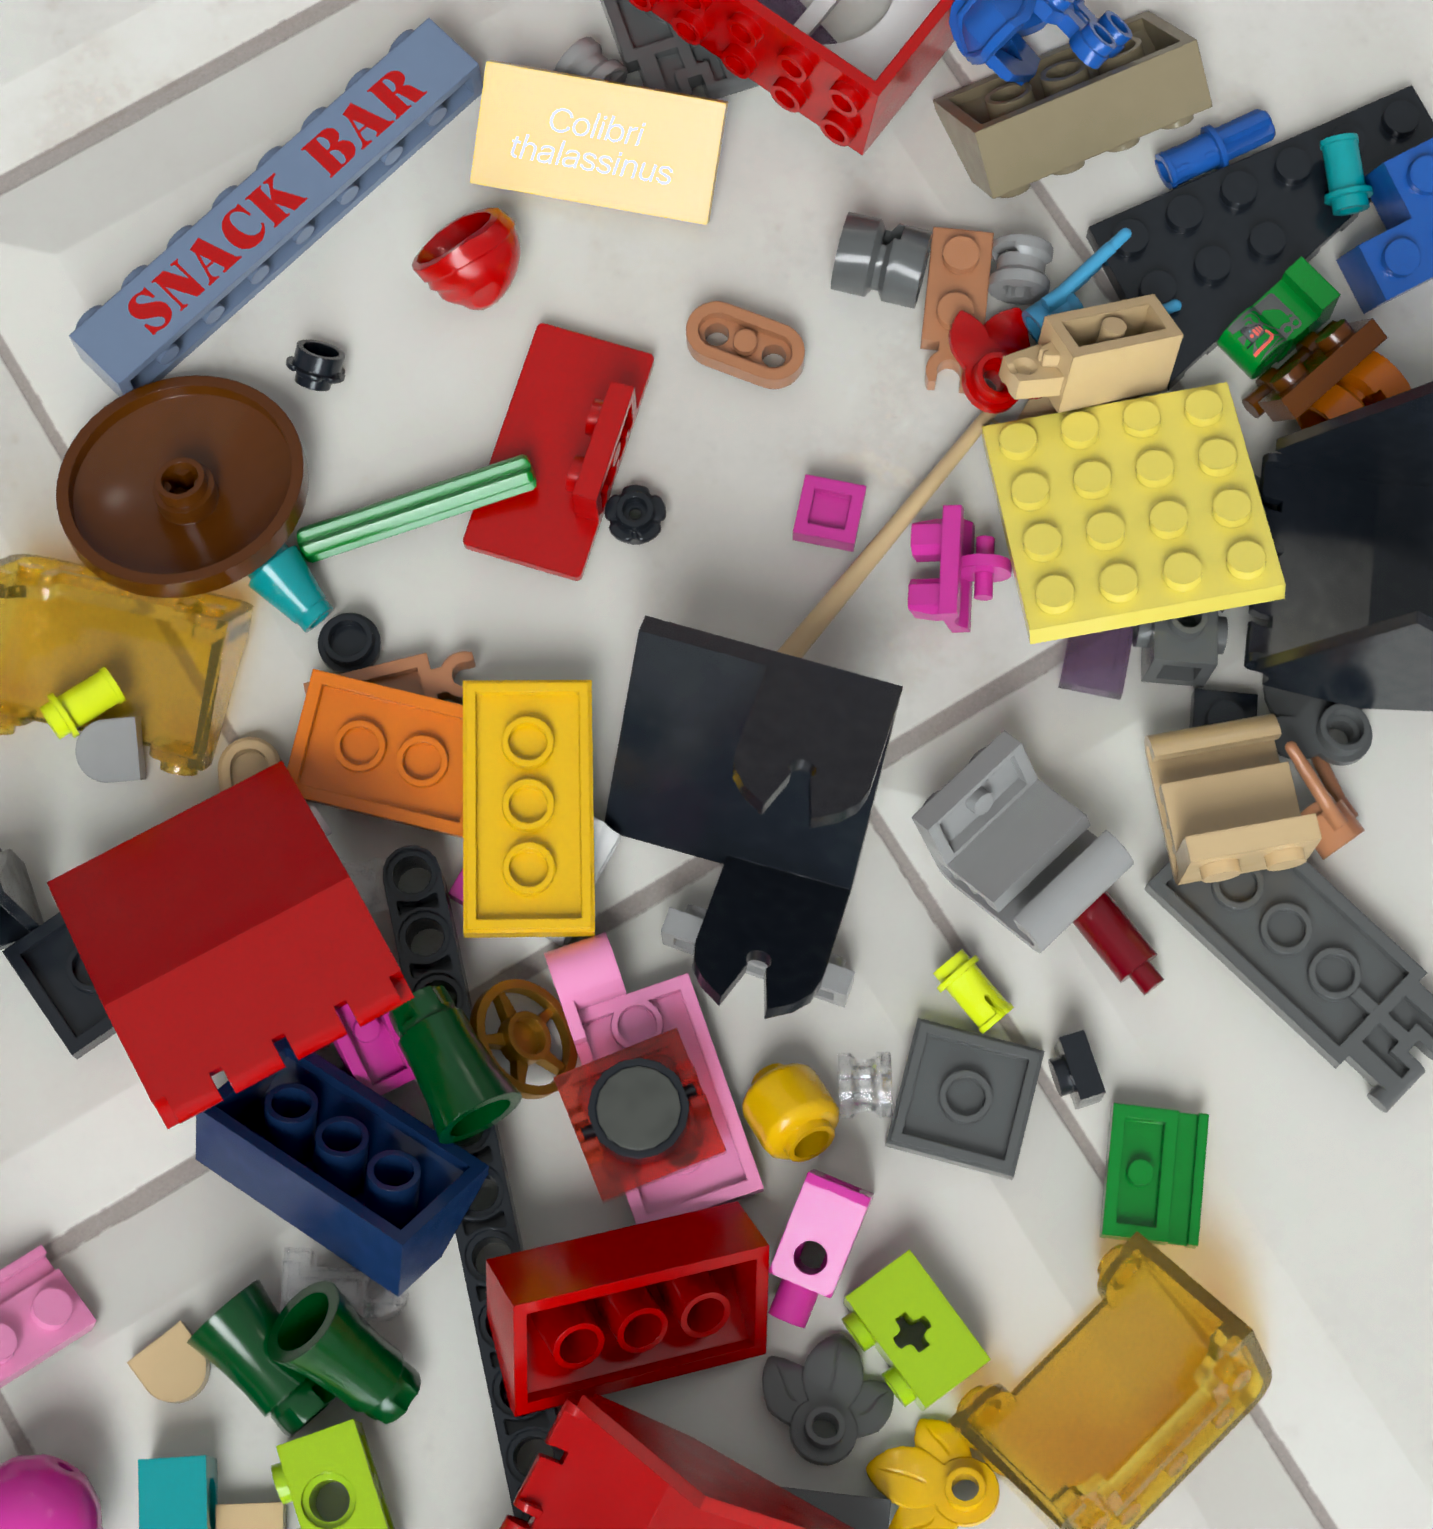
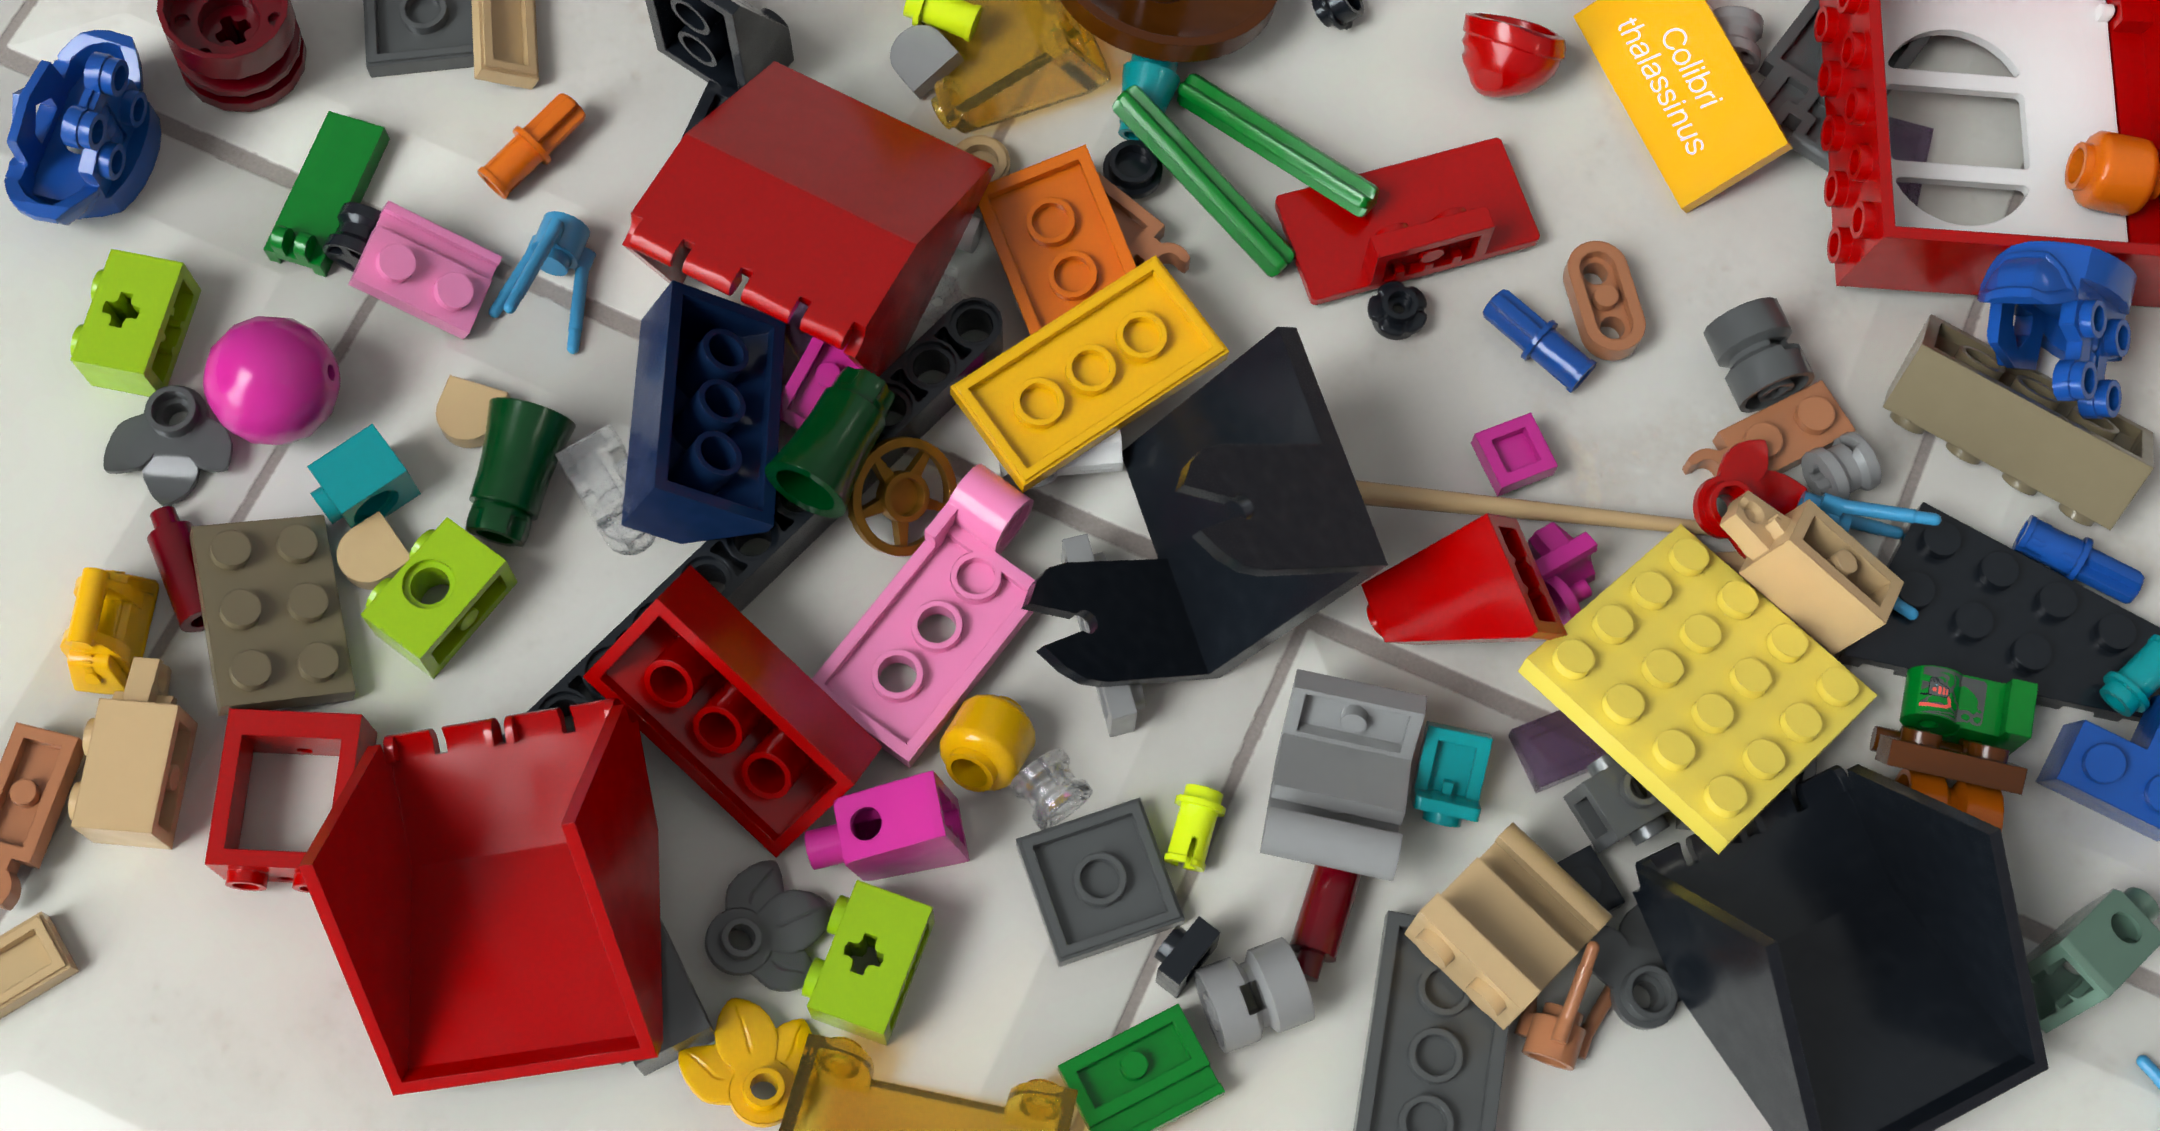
camera: 50 degrees right, 5 degrees down
(70, 1192) = (555, 250): none -> dark azure plant
(343, 1353) = (551, 520): dark green plant -> none
(408, 592) = (1203, 181): none -> green axle
(640, 1115) = (896, 619): piece -> none
(741, 421) = (1538, 339): none -> blue axle
(941, 632) = (1465, 590): none -> red slope
(1069, 756) = (1450, 774): none -> teal bracket
(1151, 1015) = (1275, 984): none -> light grey wheel

